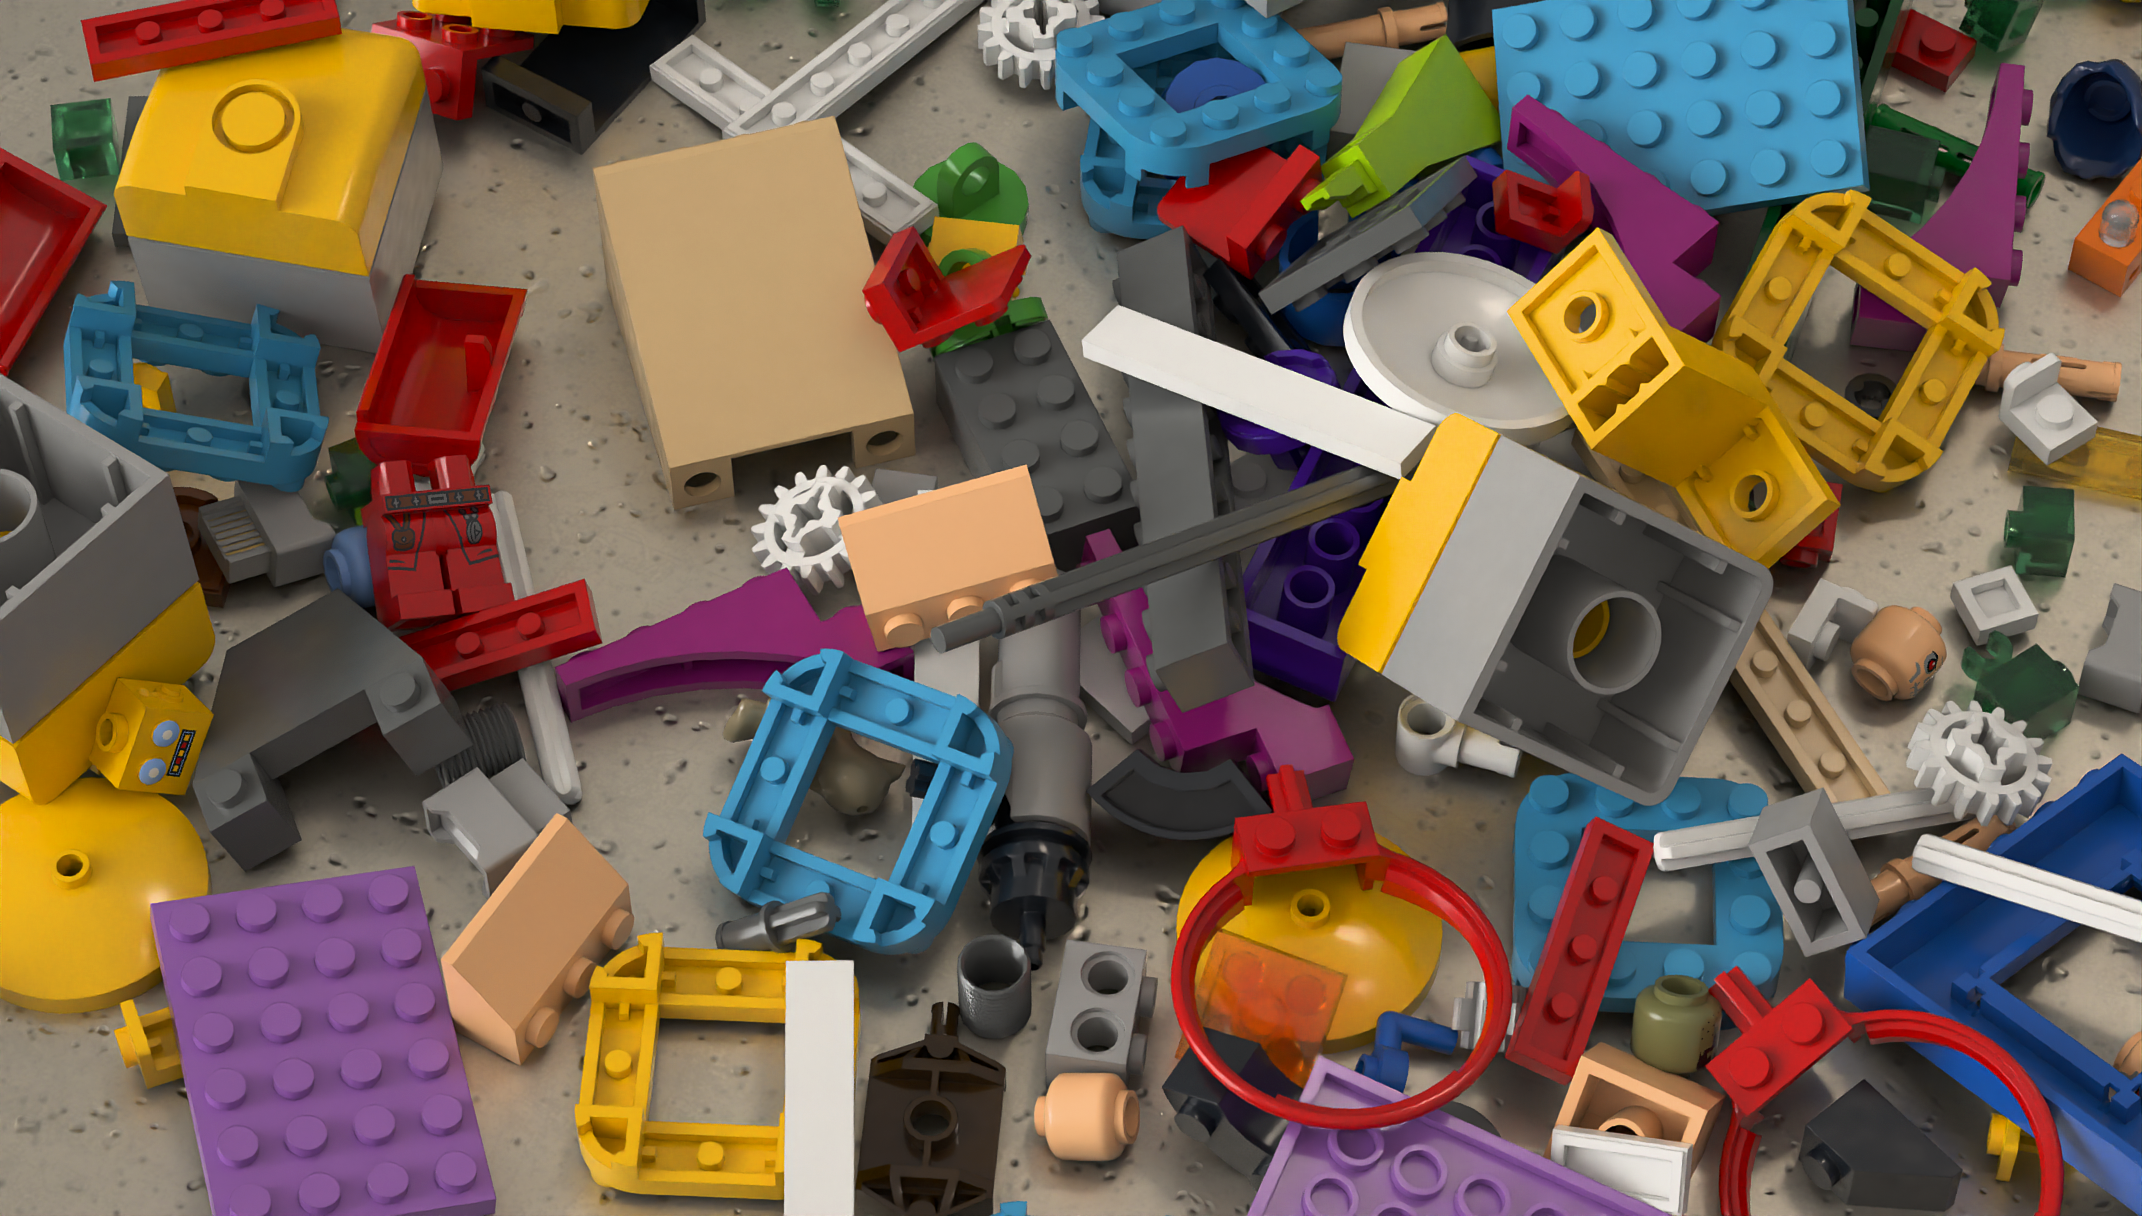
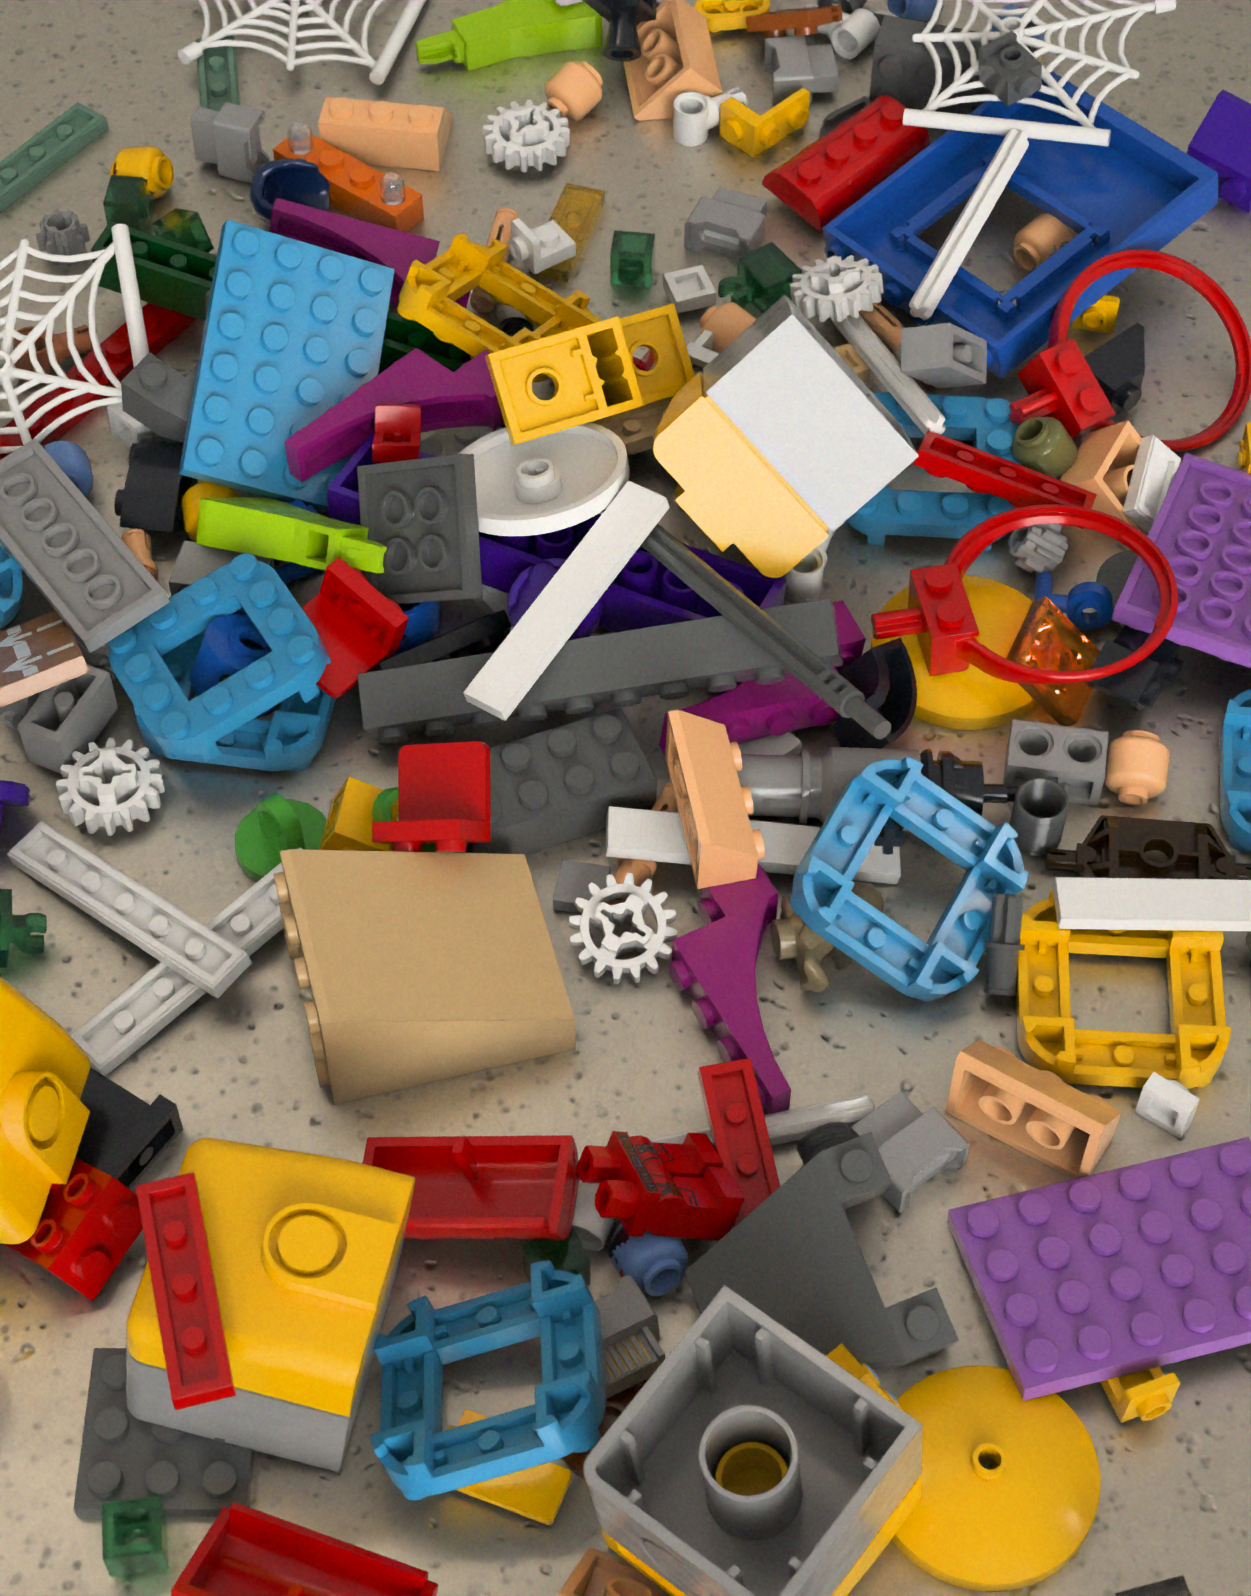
camera: 90 degrees left, 0 degrees up
(543, 1107) = (1167, 1104): none -> white plate

